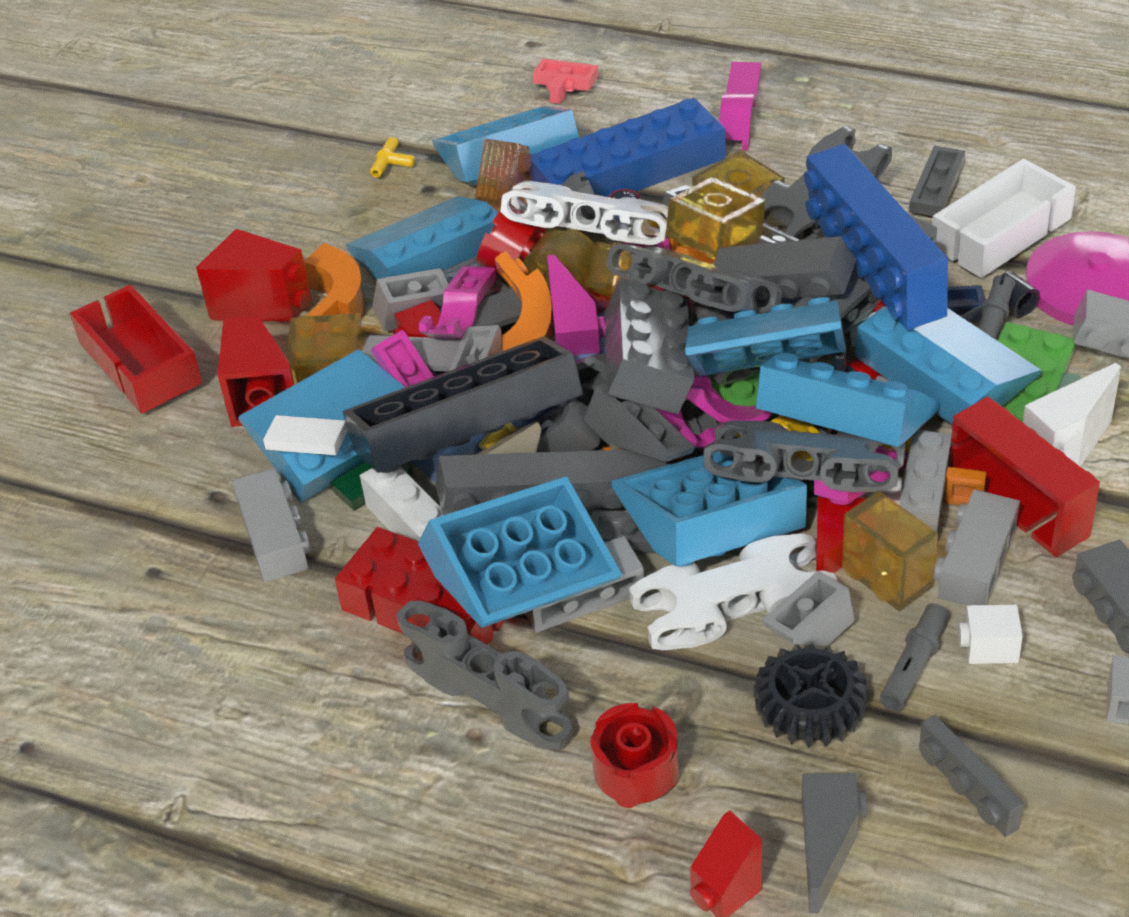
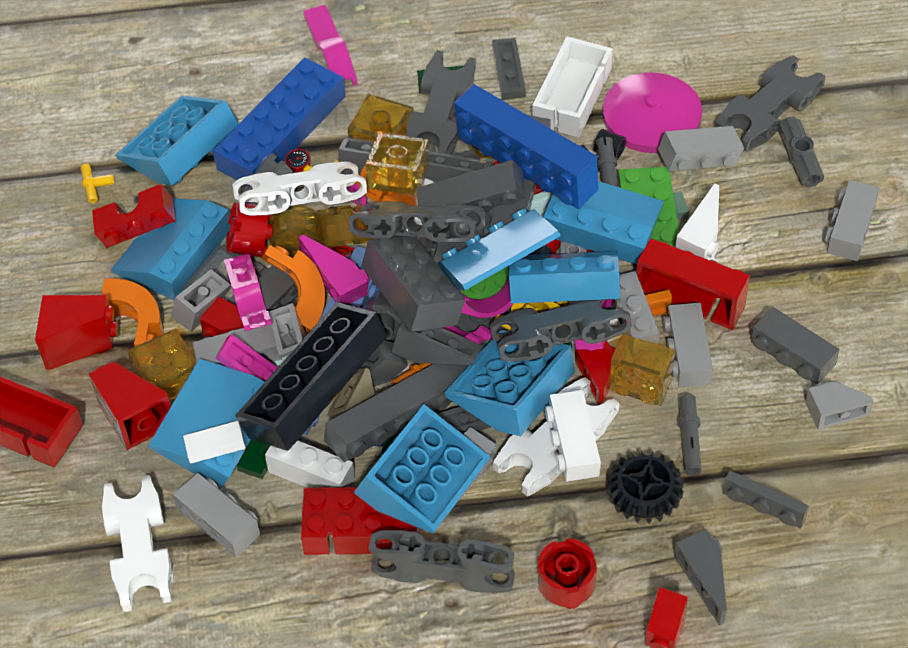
camera: 30 degrees left, 10 degrees up
(158, 536) = (140, 563): none -> white piece
(420, 194) = (152, 212): none -> red arch
(500, 169) = (201, 171): clear orange brick -> none
(563, 77) = (184, 65): coral hinge -> none
(742, 590) = (573, 436): none -> white brick
(813, 612) = (619, 432): light grey slope -> none
(991, 634) = (728, 400): white brick -> none

